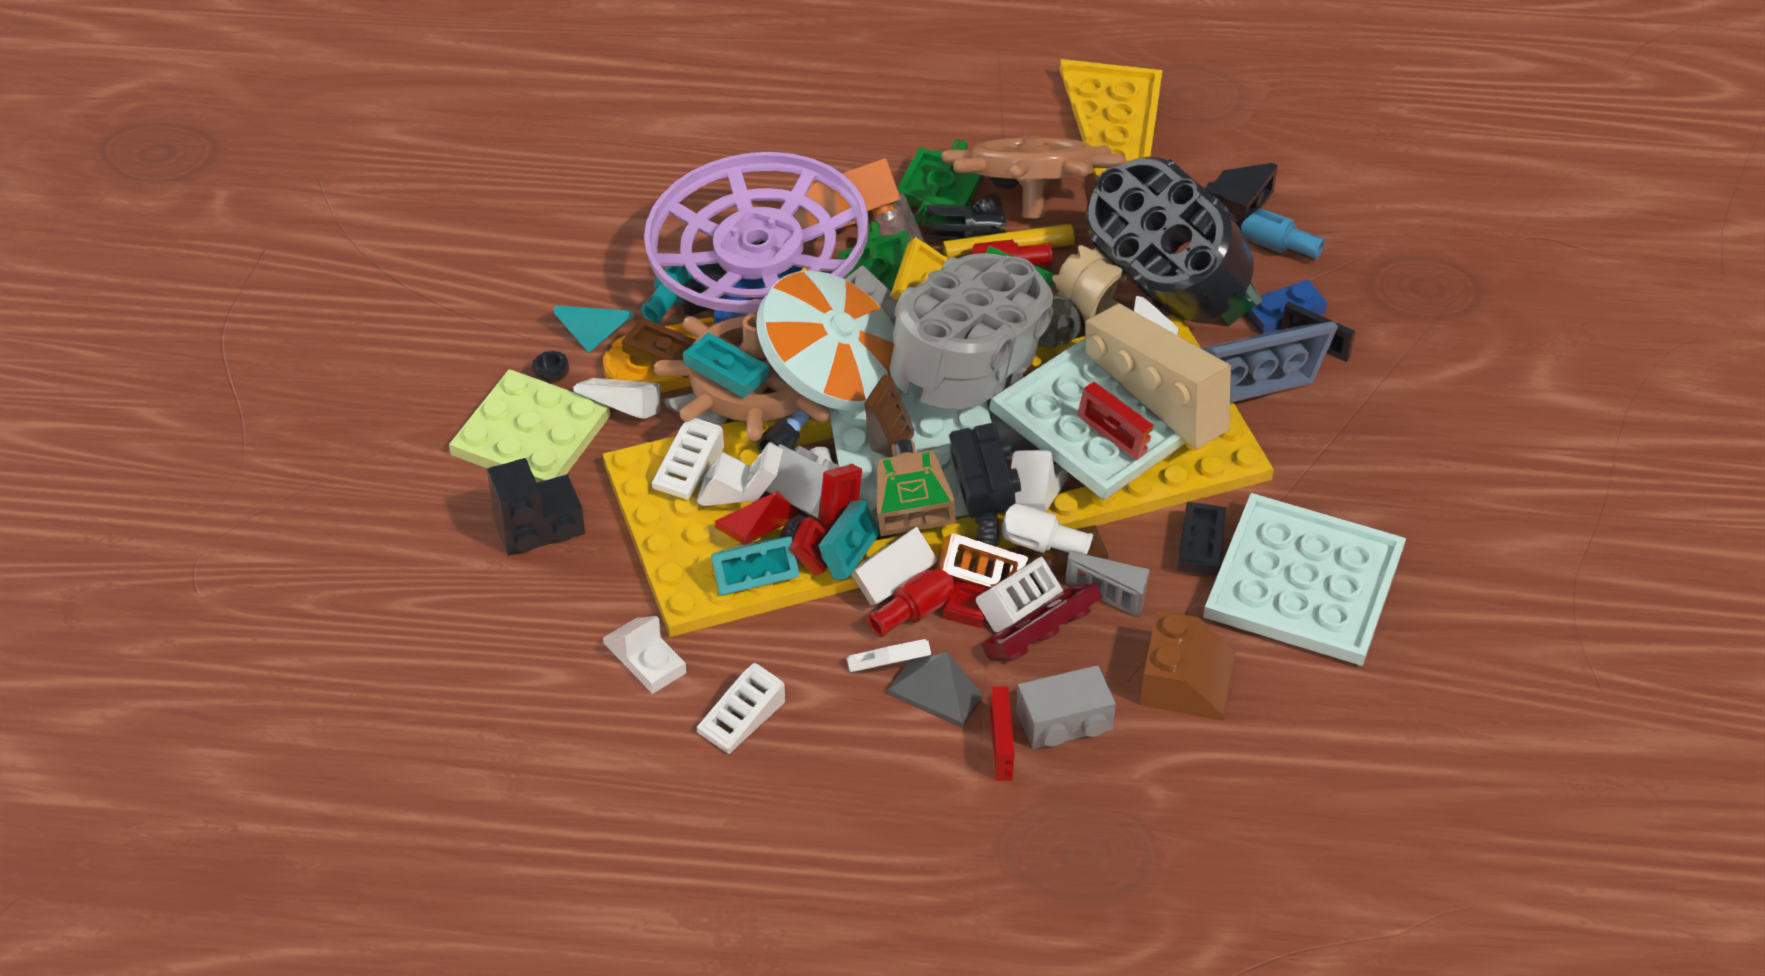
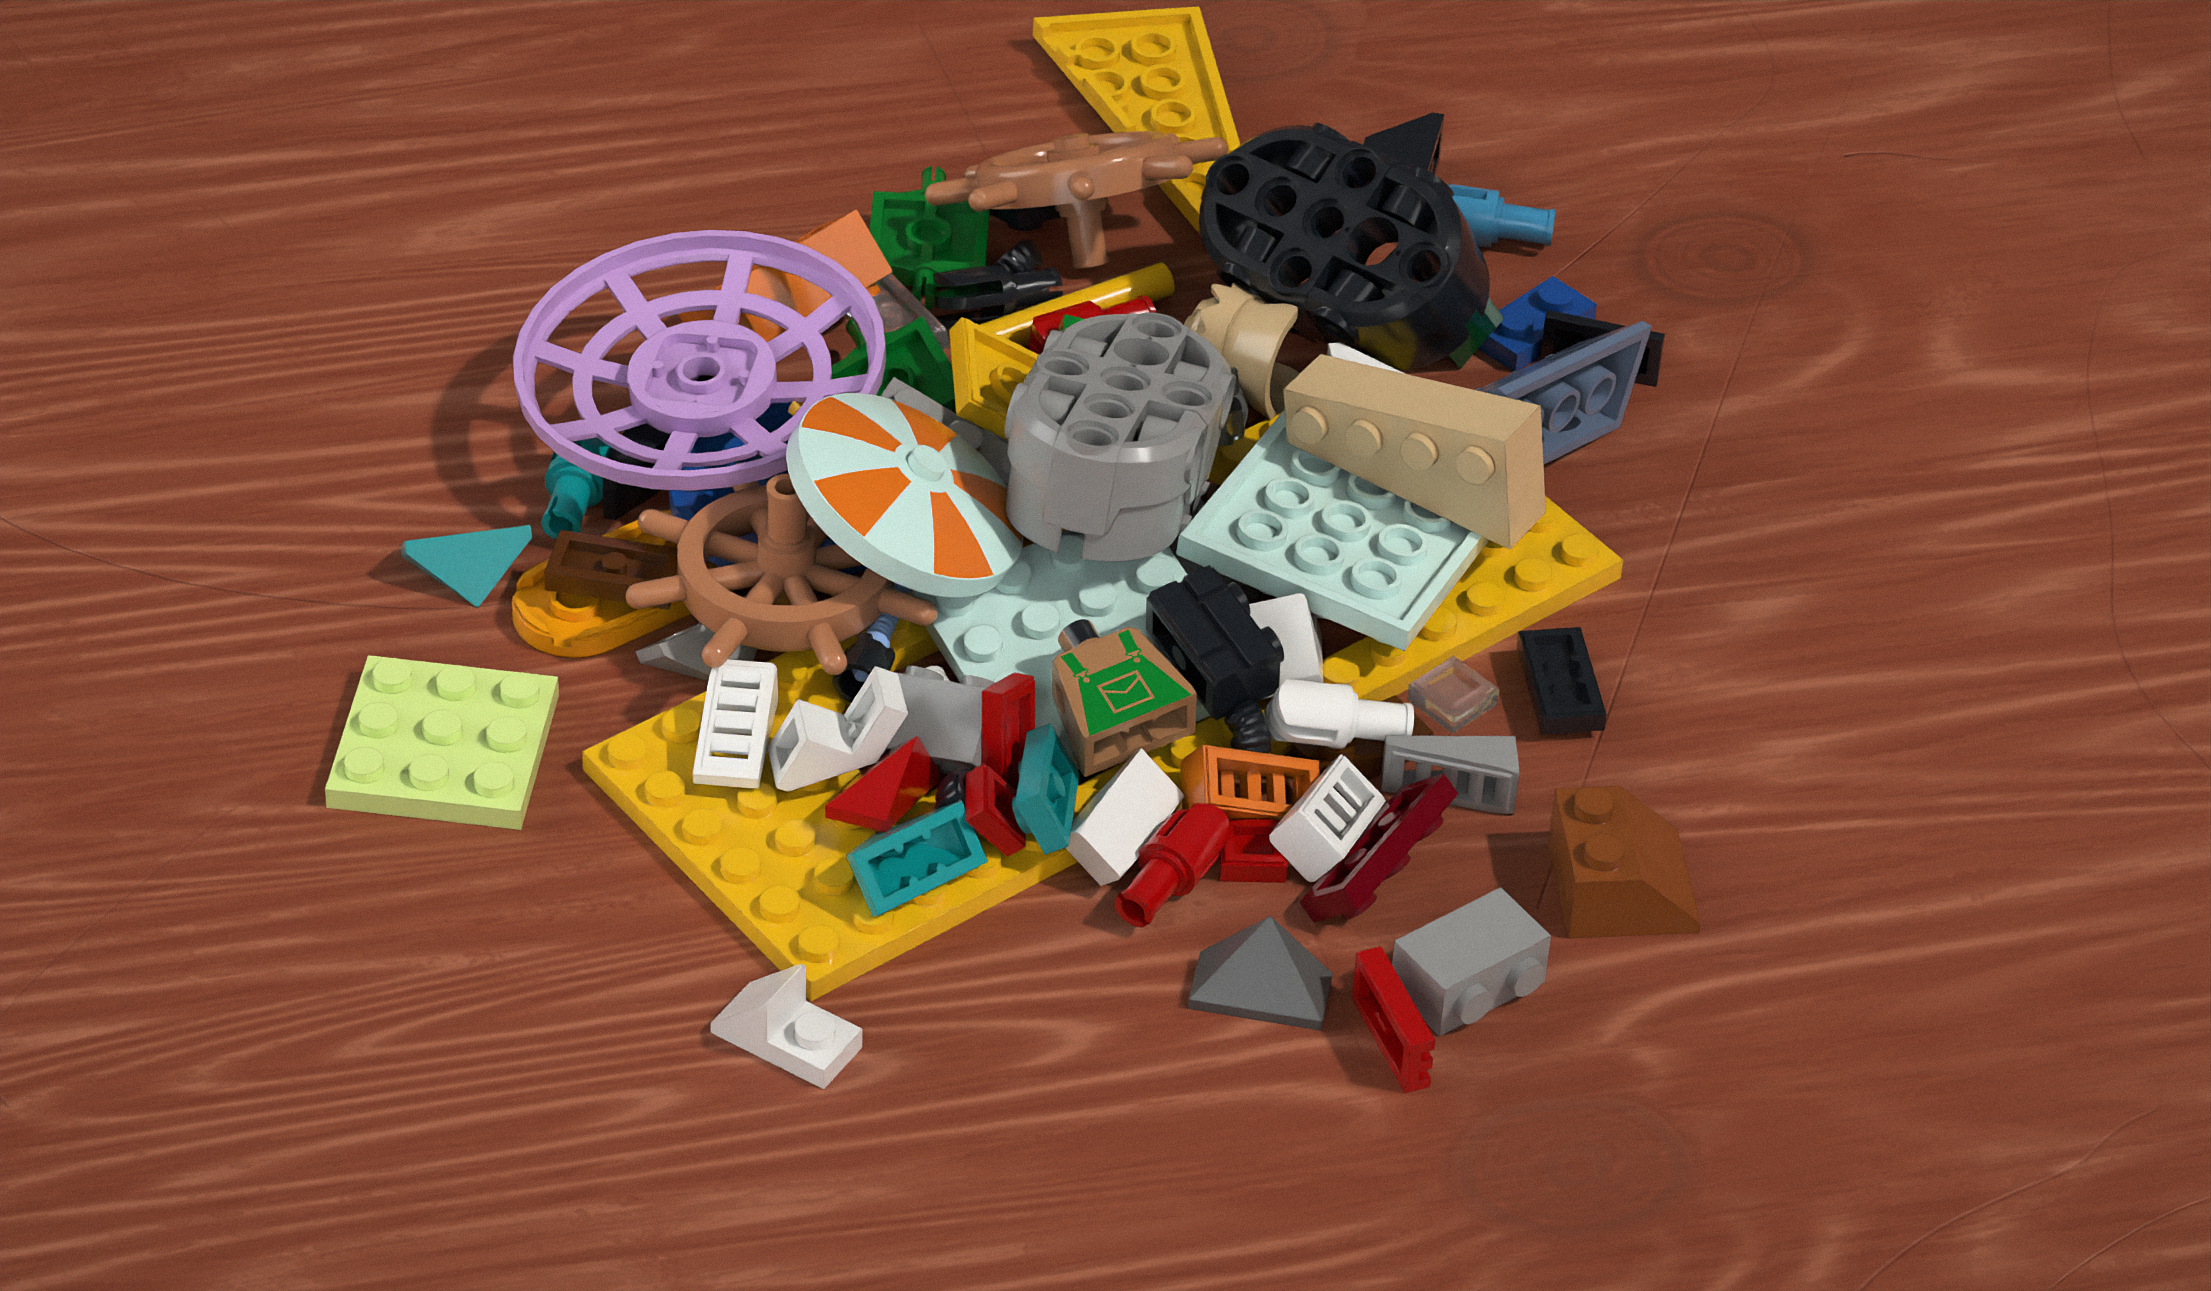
camera: 20 degrees left, 5 degrees down
(532, 512) = (516, 853): black brick -> none
(550, 366) = (433, 637): black piece -> none
(630, 397) = (587, 656): white slope -> none
(726, 365) = (754, 565): teal plate -> none
(758, 687) = (994, 1036): white slope -> none
(886, 417) = (1041, 596): reddish brown slope -> none
(889, 655) = (1172, 947): white tile -> none
(1115, 420) = (1387, 518): red tile -> none
(1133, 532) = (1453, 694): none -> clear tile
(1305, 578) = (1737, 704): light aqua plate -> none

